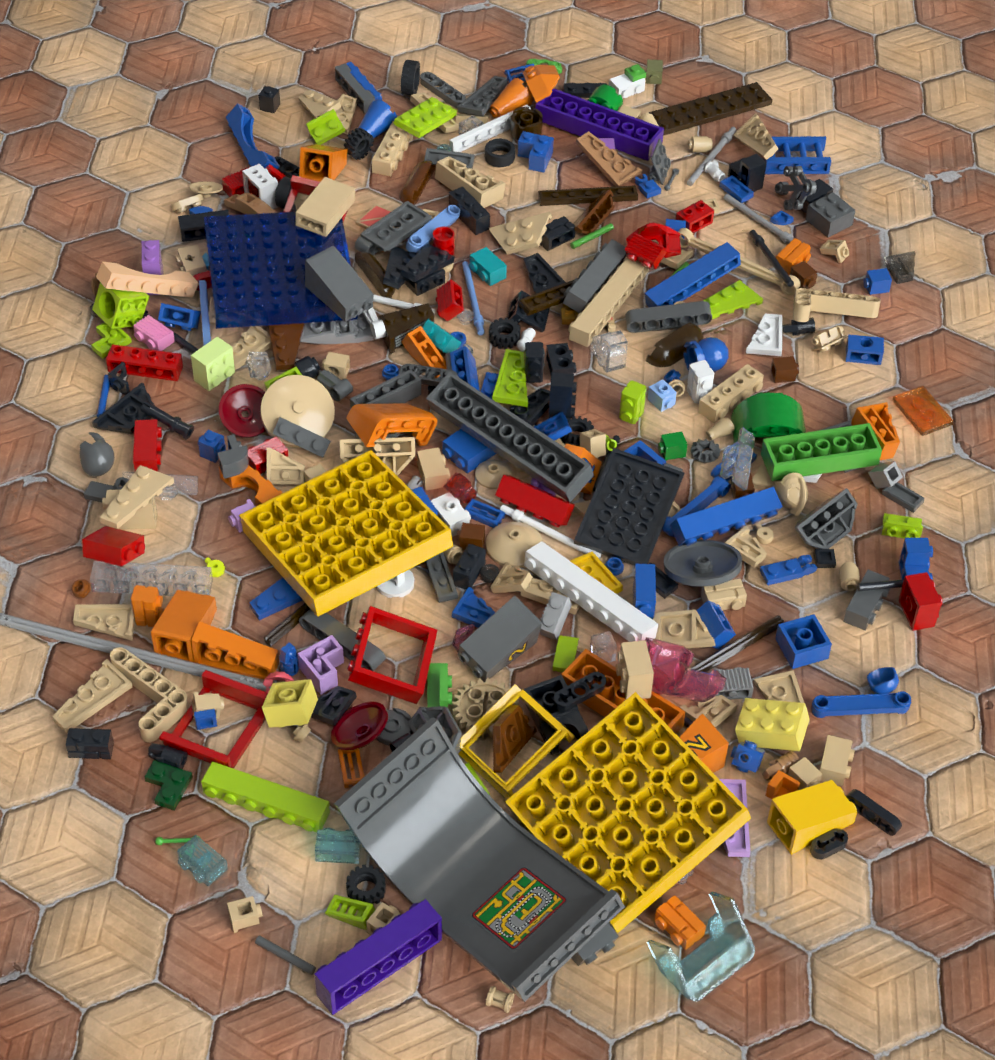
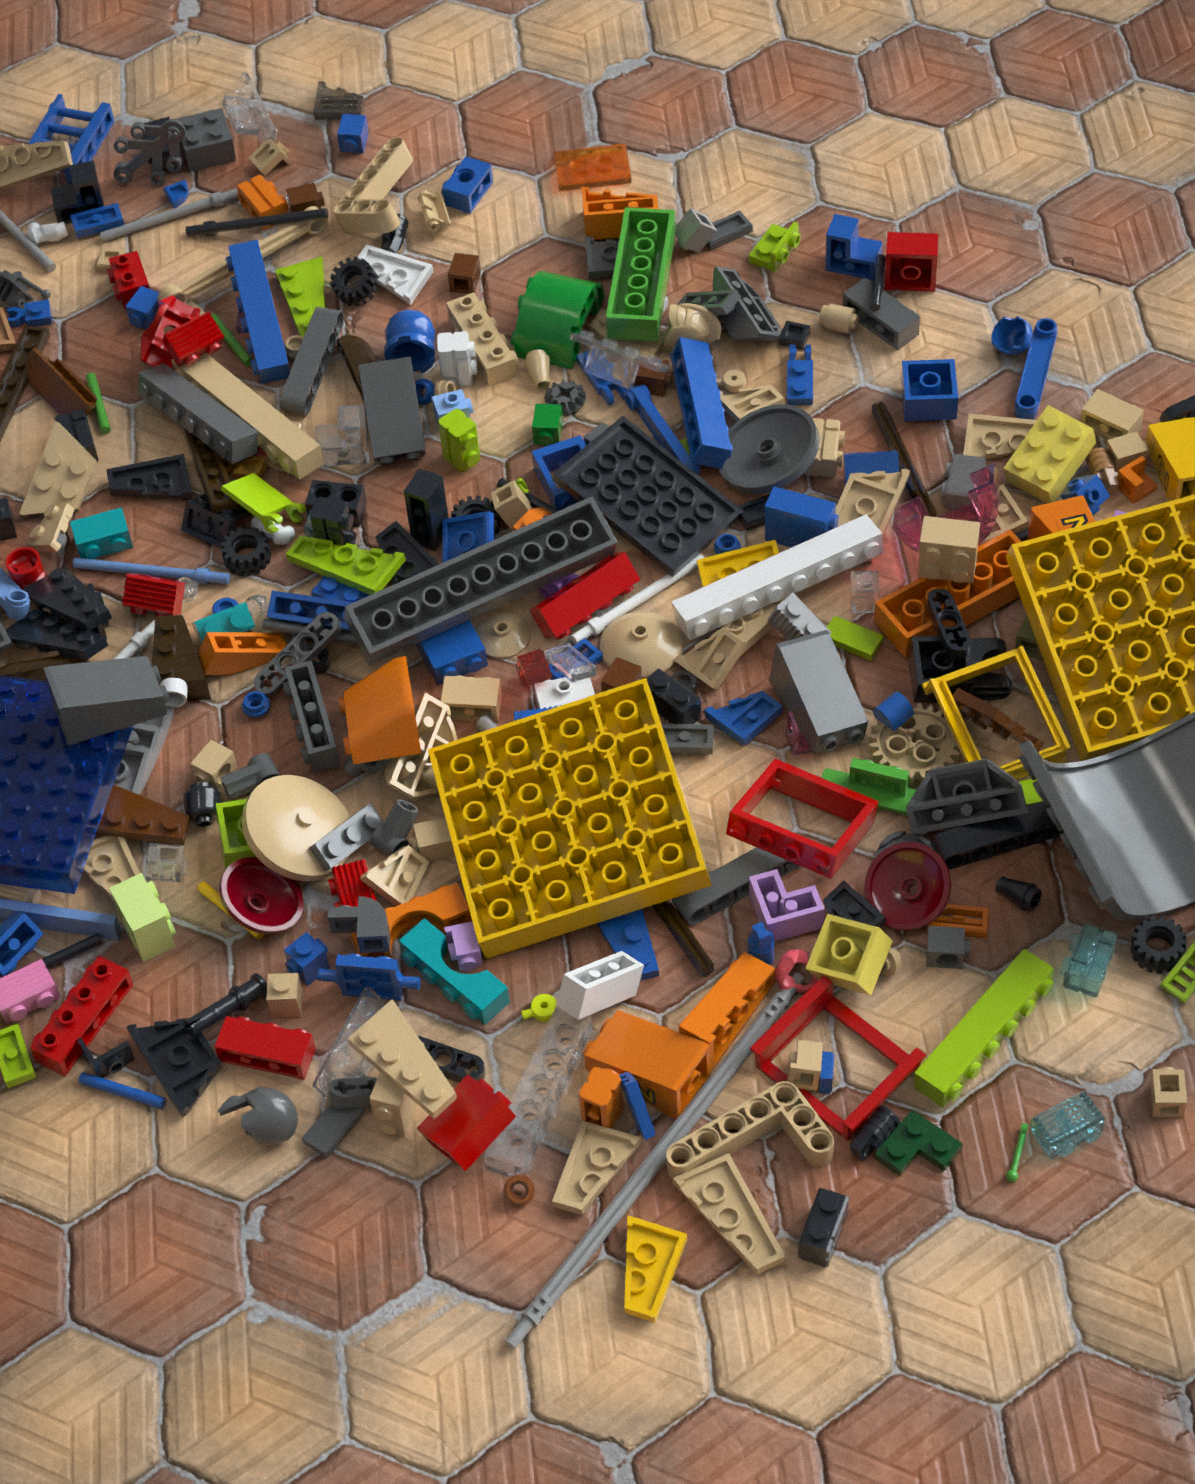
camera: 65 degrees left, 5 degrees up
(44, 666) = (650, 1266): none -> yellow wing
(146, 622) = (637, 1105): none -> blue tile
(166, 537) = (466, 1059): none -> black beam
(183, 443) = (284, 995): none -> tan brick
(204, 474) = (380, 974): none -> blue plate
(212, 531) = (478, 993): none -> teal arch
(226, 580) = (599, 985): none -> white brick
(316, 456) = (393, 833): none -> dark grey piece
(322, 761) = (947, 947): none -> dark grey brick
(473, 505) = (571, 663): none -> clear tile
(474, 240) = (56, 520): none -> tan wing
(498, 682) = (894, 711): none -> blue brick
(541, 322) = (263, 501): none -> lime flag
(640, 360) = (392, 410): none -> dark grey slope
(745, 317) = (345, 273): none -> black tyre
(816, 496) = (718, 302): none -> dark grey plate
(864, 227) = (248, 112): none -> clear bracket

